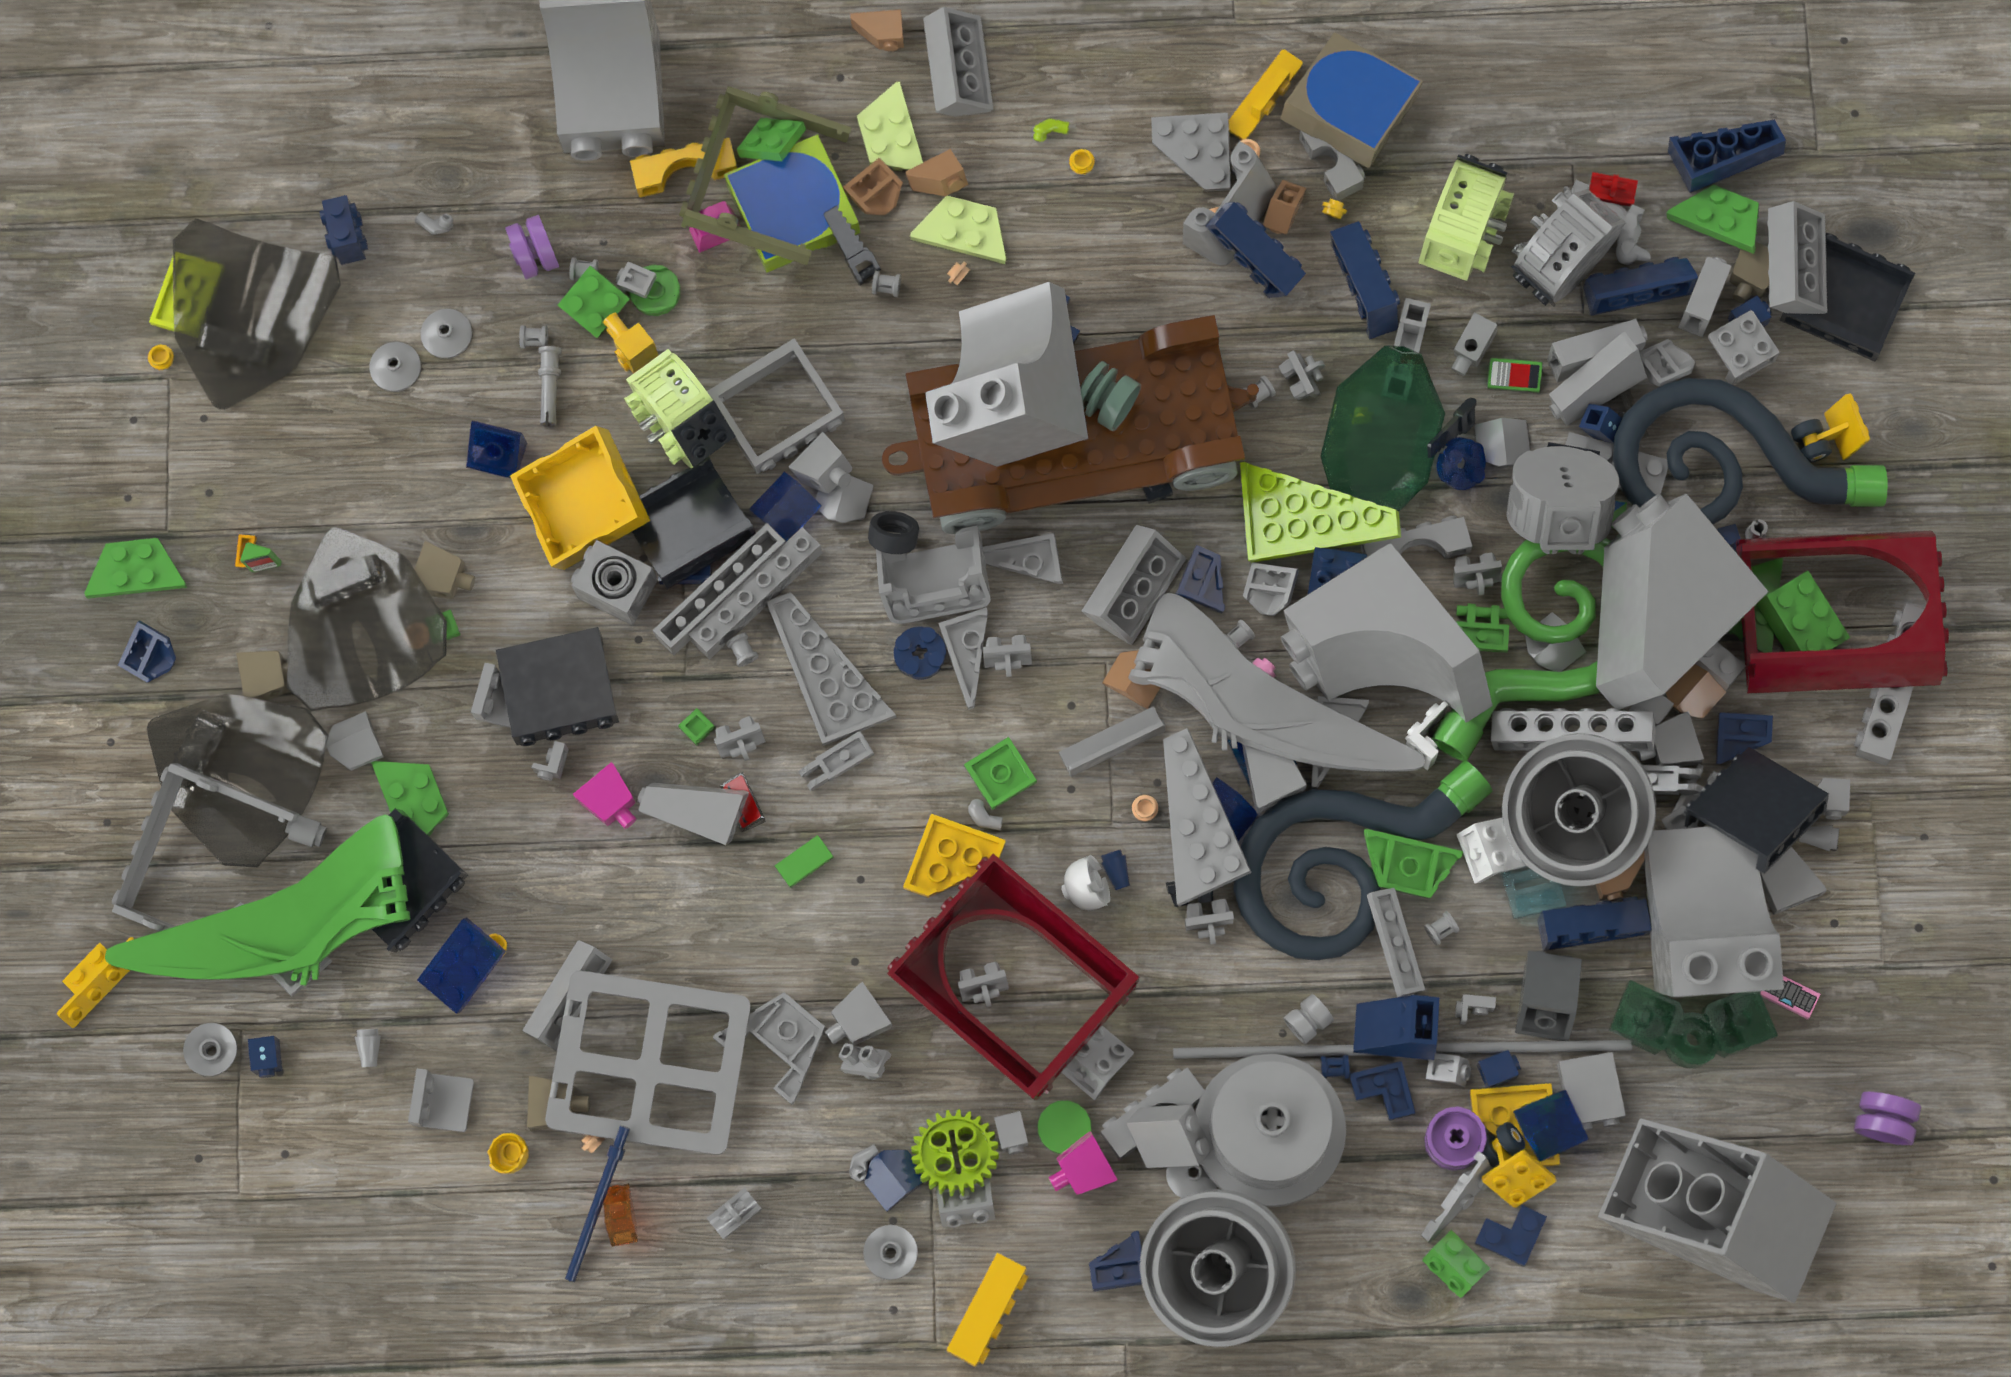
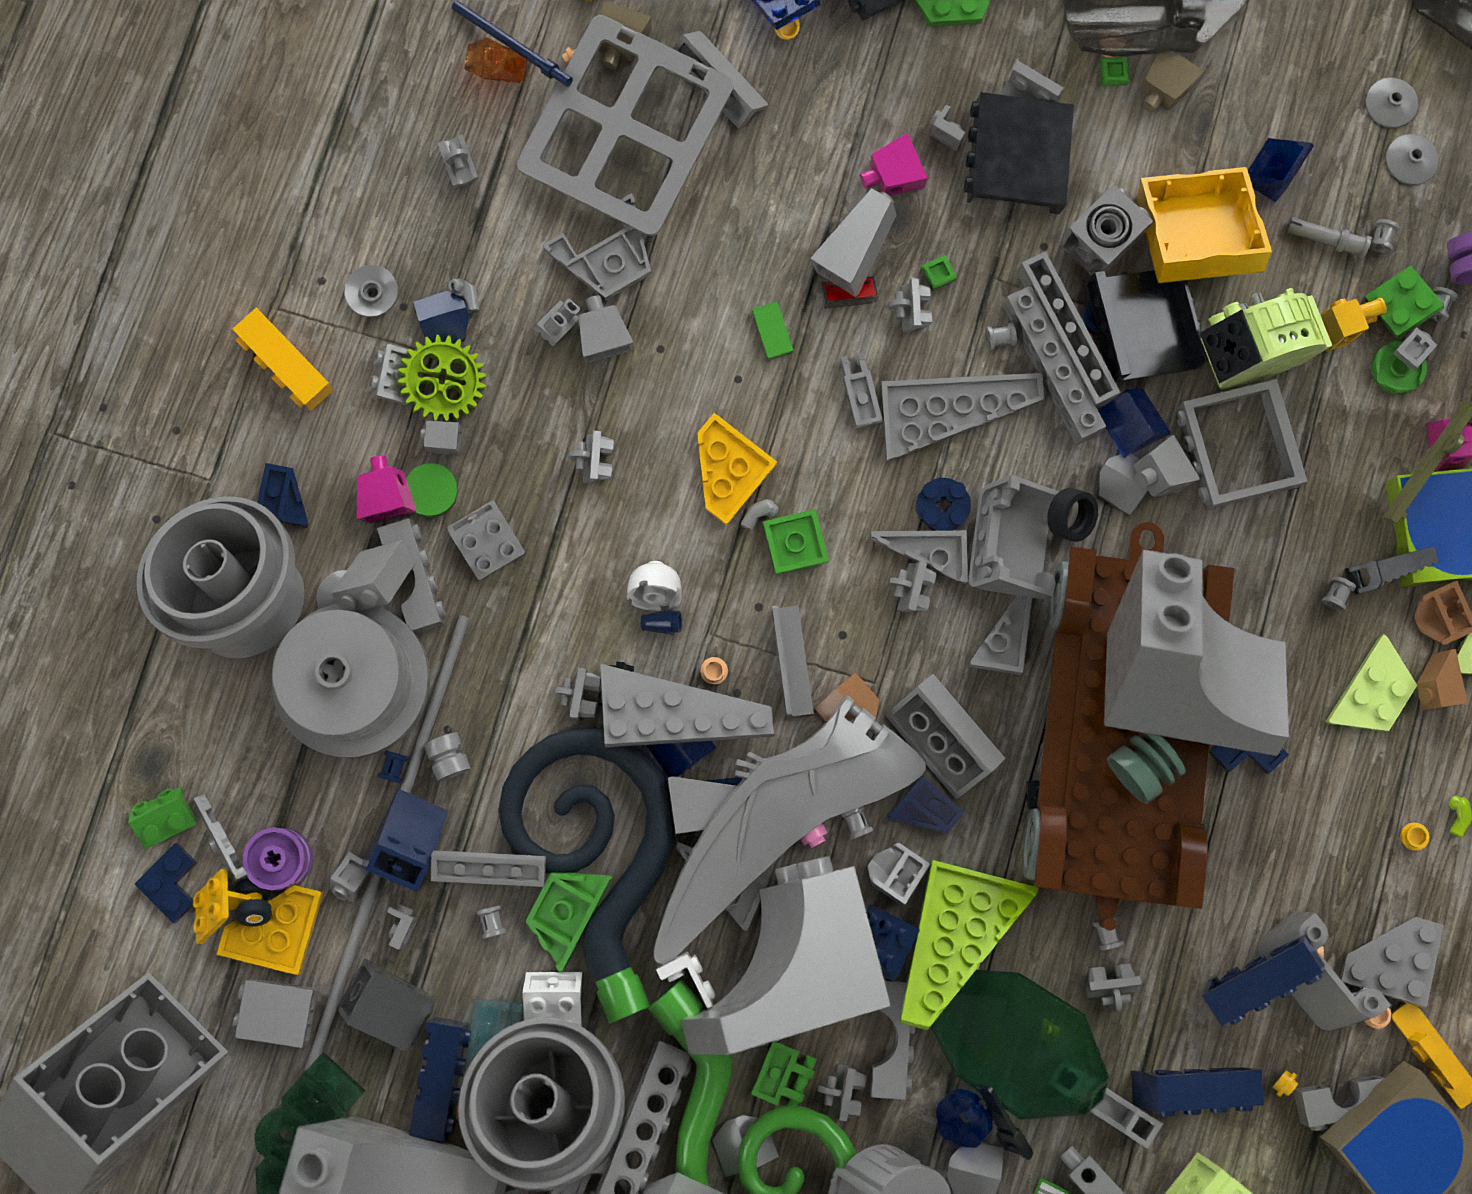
camera: 100 degrees right, 5 degrees up
(958, 272) = (1329, 669): light nougat plate -> none
(1002, 894) = (604, 402): dark red panel -> none
(1284, 207) = (1303, 1030): medium nougat slope -> none
(1385, 1081) = (359, 814): dark blue plate -> none
(1498, 1069) = (331, 928): dark blue brick -> none
(1551, 1125) = (252, 957): clear blue slope -> none

